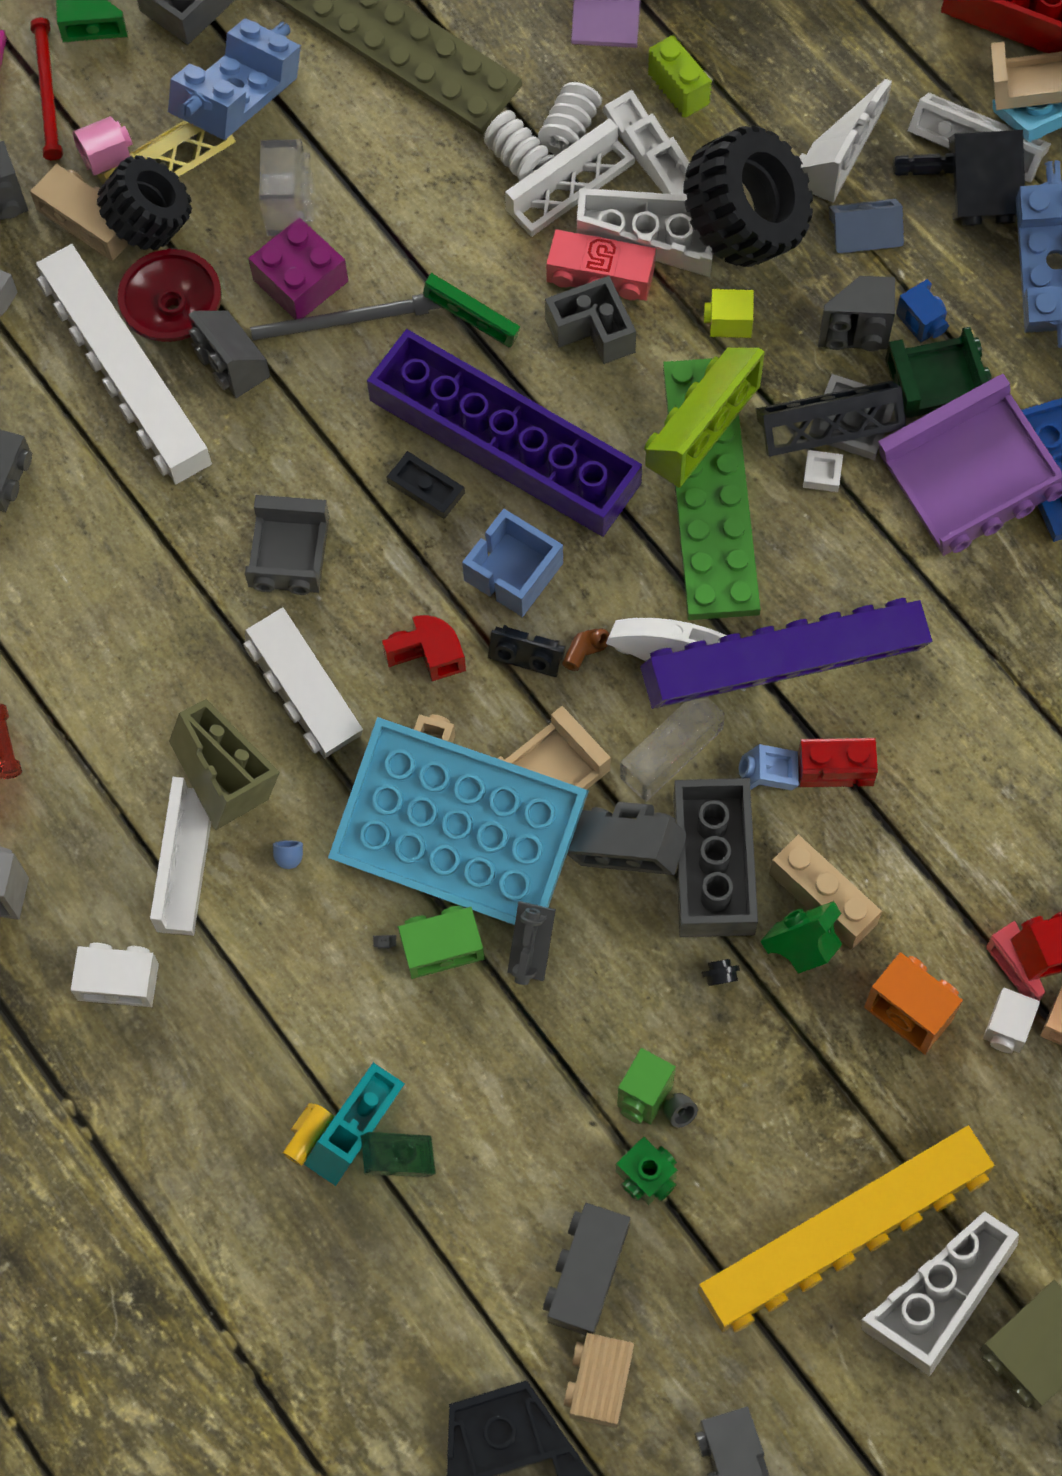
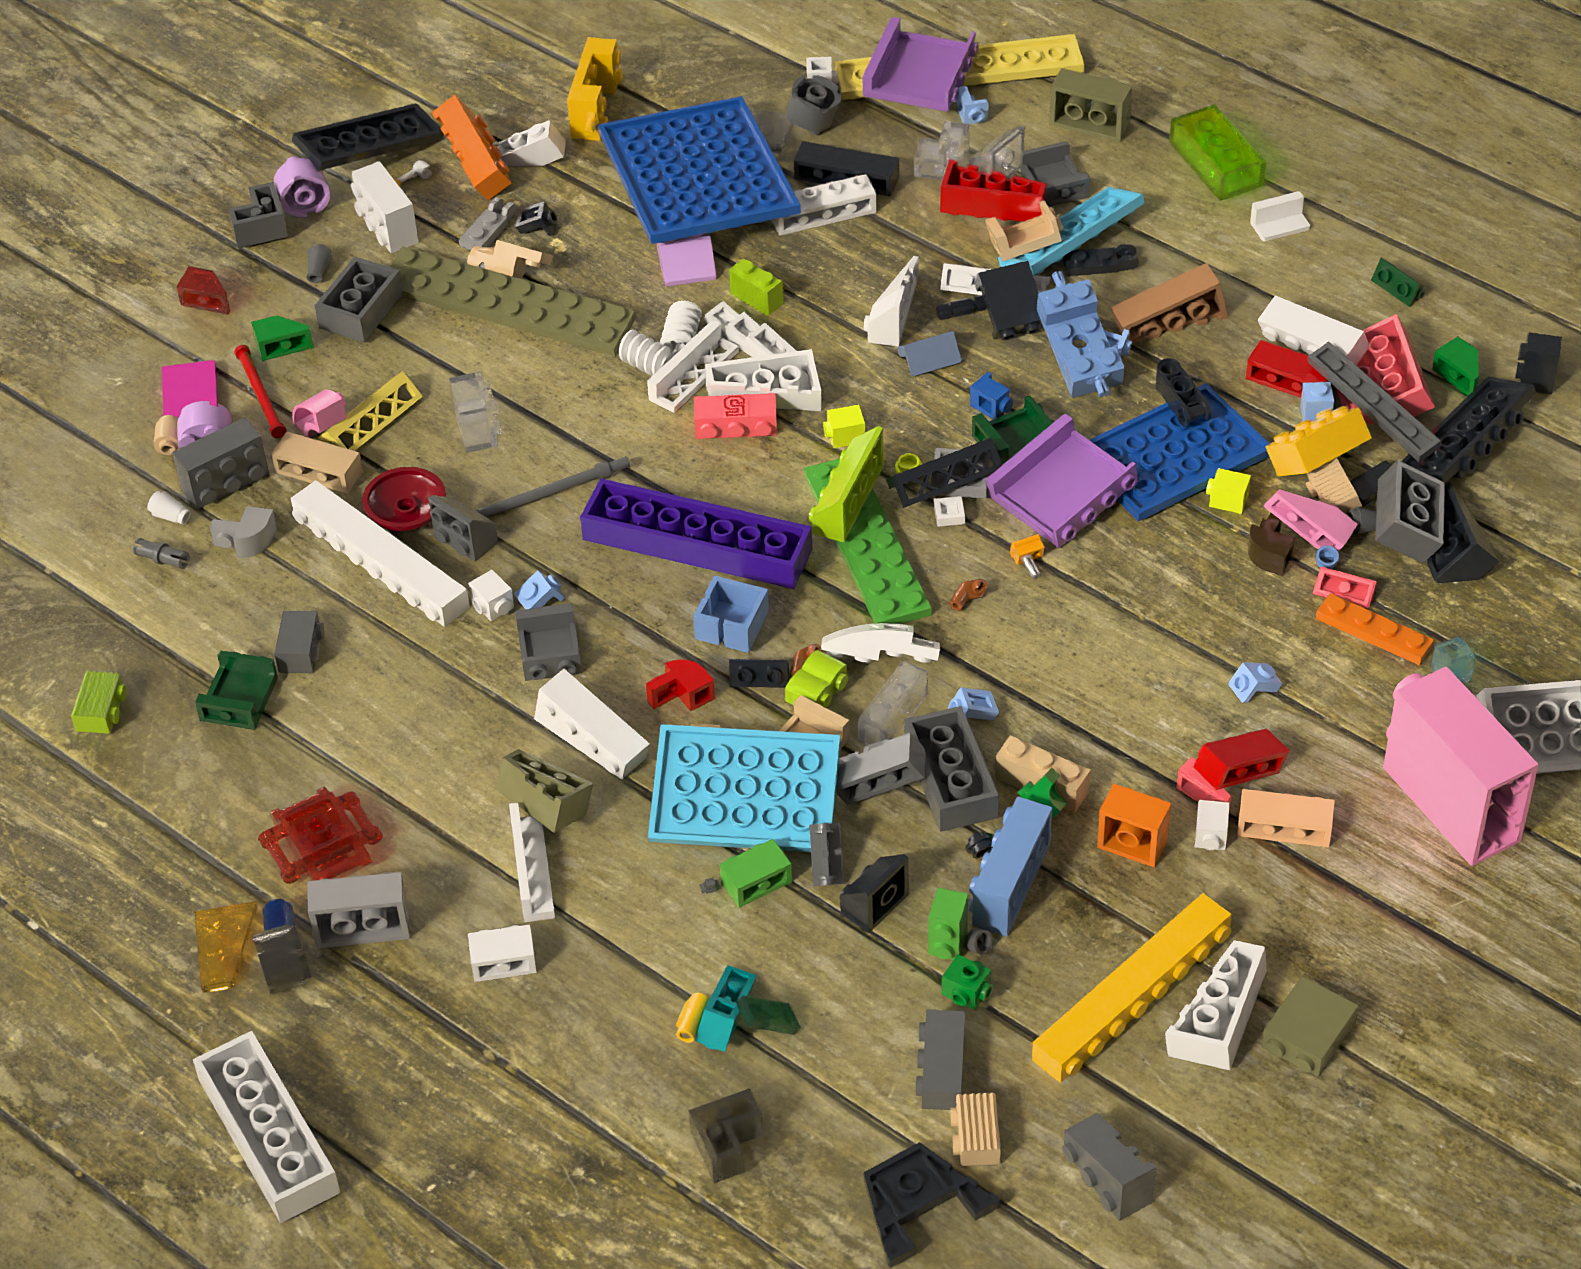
camera: 15 degrees left, 20 degrees down
(144, 203) = (366, 440): black tyre -> none
(237, 459) = (491, 595): none -> white brick
(238, 85) = (420, 349): medium blue brick -> none
(288, 853) = (614, 843): medium blue hinge -> none
(292, 1301) = (720, 1130): none -> clear smoke brick
(296, 466) = (539, 590): none -> light blue bracket
(298, 269) = (500, 464): magenta brick -> none
(425, 485) = (645, 582): black plate -> none
(470, 310) = (645, 461): green tile -> none
(574, 1009) = (876, 891): none -> black slope
(590, 685) = (817, 679): none -> lime brick
(592, 312) = (741, 444): dark grey brick -> none
(720, 204) = (836, 342): black tyre -> none
(746, 1023) = (1010, 866): none -> medium blue brick
(784, 653) = (960, 621): dark purple brick -> none
(792, 388) = (906, 462): none -> neon yellow plate
(812, 594) = (967, 591): none -> dark orange arm
(837, 762) = (1024, 689): red brick -> none
(860, 315) = (945, 404): dark grey slope -> none
(898, 554) = (1025, 551): none -> light orange piece

